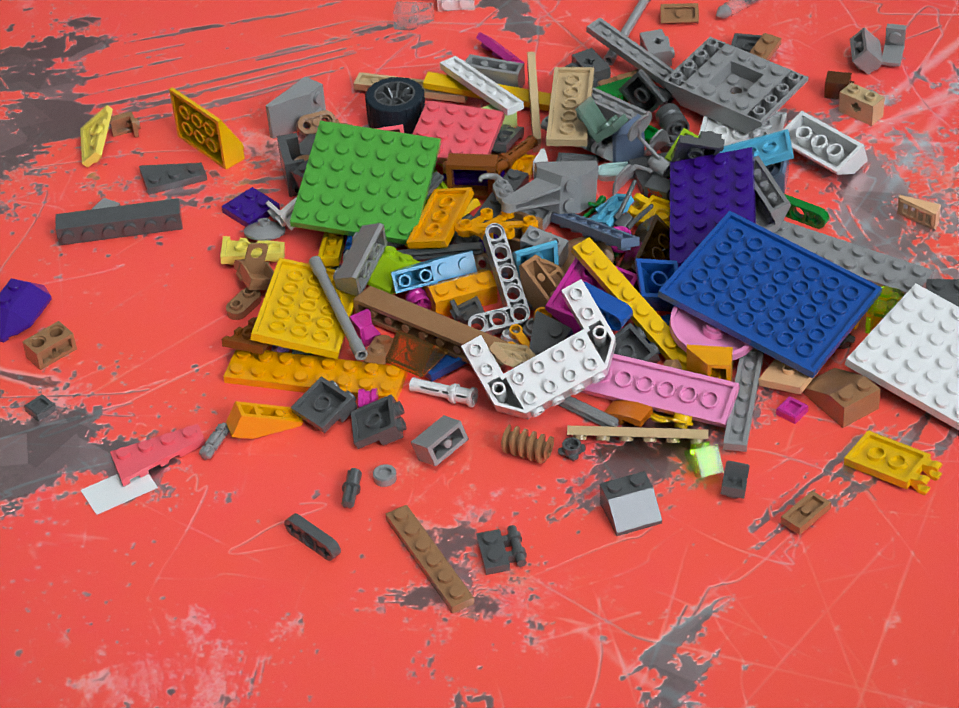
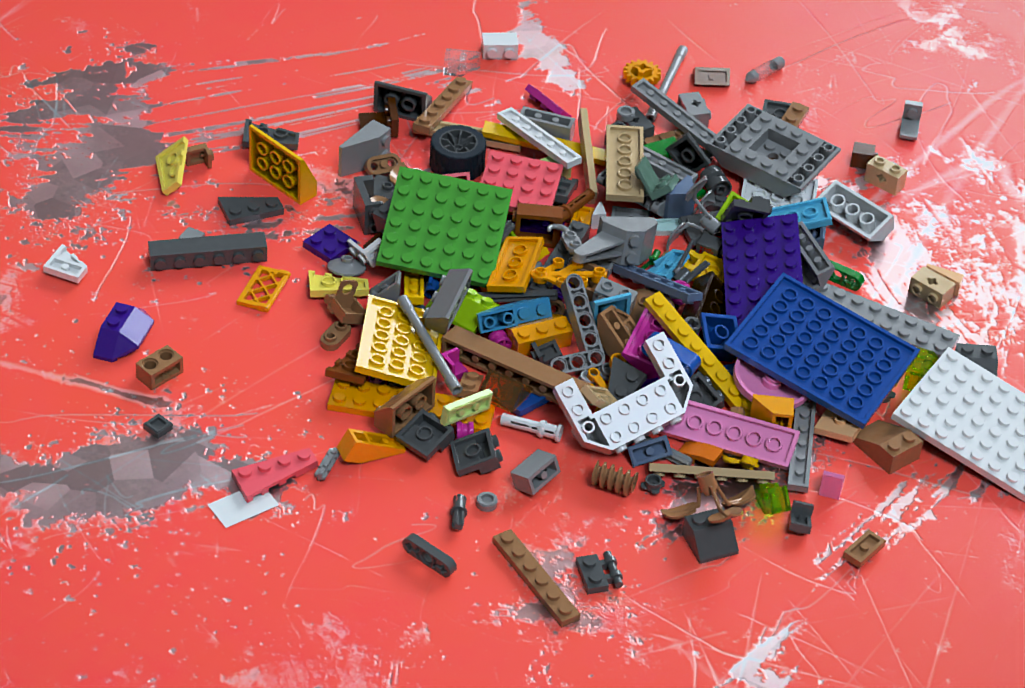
camera: 10 degrees left, 0 degrees up
(168, 247) = (256, 303): none -> light orange window
(213, 102) = (285, 137): none -> dark grey wing
(299, 376) = (402, 407): none -> medium nougat slope
(305, 249) = (388, 288): none -> light grey slope
(327, 77) = (388, 117): none -> reddish brown bracket
(343, 57) = (409, 102): none -> dark grey slope
(368, 373) = (466, 407): none -> yellowish green tile
(387, 59) = (442, 105): none -> medium nougat plate
(570, 412) = (649, 450): none -> sand blue slope
(579, 55) = (625, 113): none -> light grey tile
(610, 12) = (641, 69): none -> light orange gear
(626, 448) = (708, 486): none -> medium nougat plant
(630, 270) = (694, 323): none -> dark grey bush
(774, 441) = (831, 485): none -> bright pink slope
(792, 410) = (844, 456): dark pink tile -> none
(866, 51) = (886, 124): light grey brick -> none
(893, 462) = (936, 507): yellow tile -> none
(904, 220) = (931, 287): none -> tan brick

